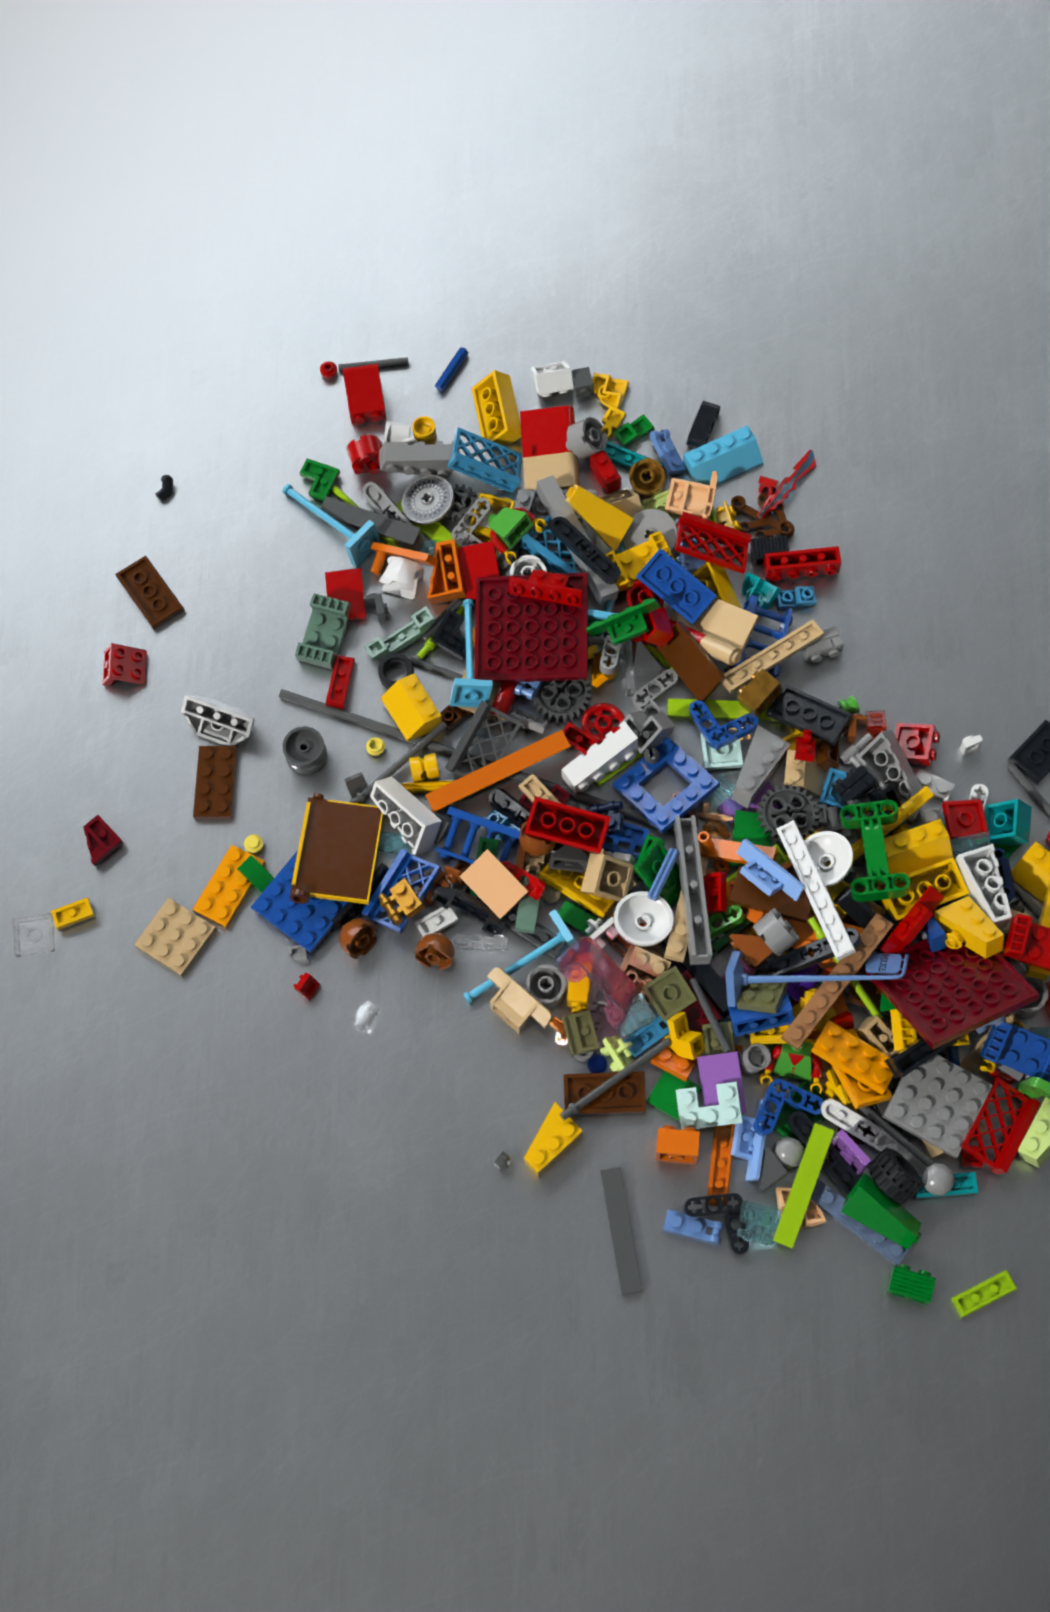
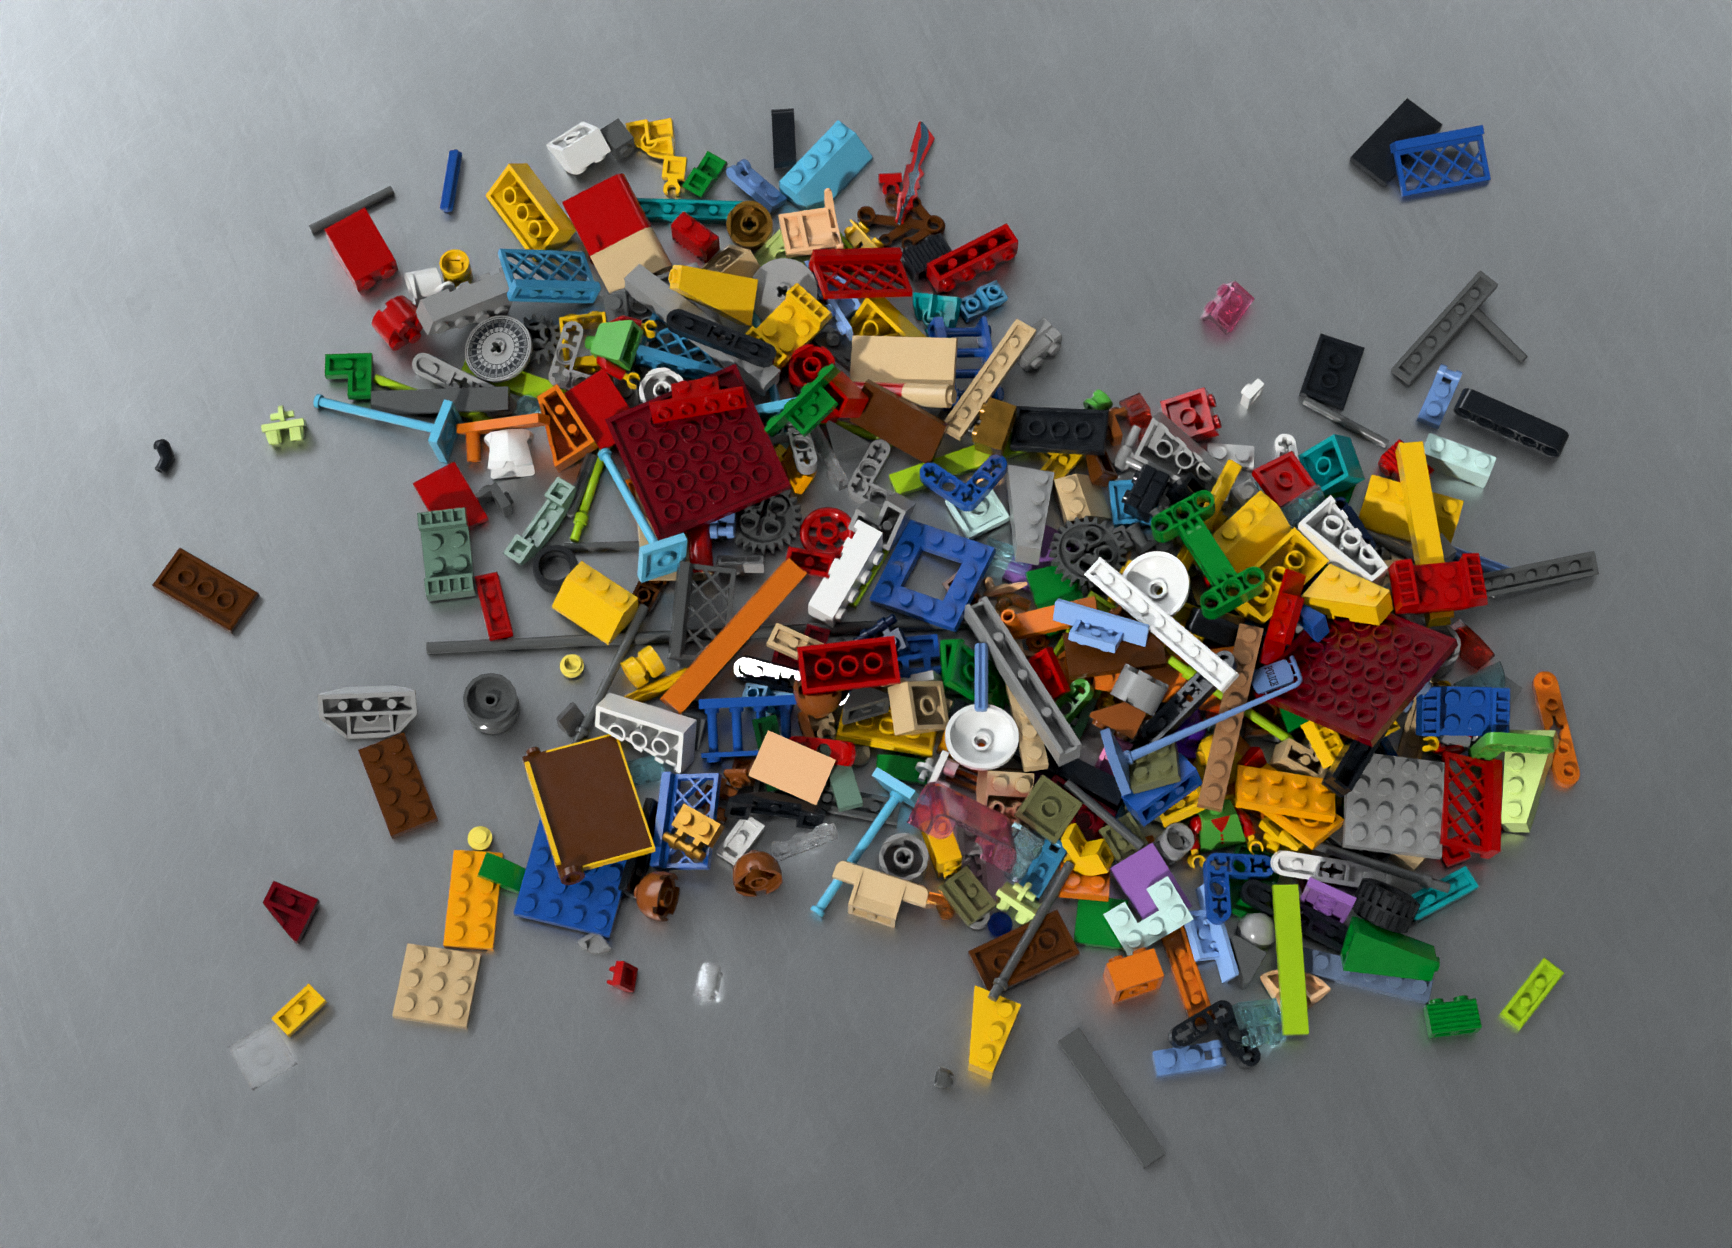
camera: 30 degrees left, 0 degrees up
(124, 664) = (216, 690): red bracket -> none
(262, 501) = (273, 430): none -> yellowish green hips
(328, 373) = (302, 241): red plate -> none
(446, 636) = (597, 502): black plate -> none
(586, 438) = (657, 205): light grey brick -> none
(647, 755) = (898, 551): dark grey hinge -> none
(676, 586) = (845, 340): blue plate -> none
(805, 747) = (1073, 469): red plate -> none
(938, 1179) = (1431, 890): light grey hair -> none
(954, 940) = (1336, 619): yellow plate -> none
(982, 671) = (1227, 306): none -> clear pink bracket

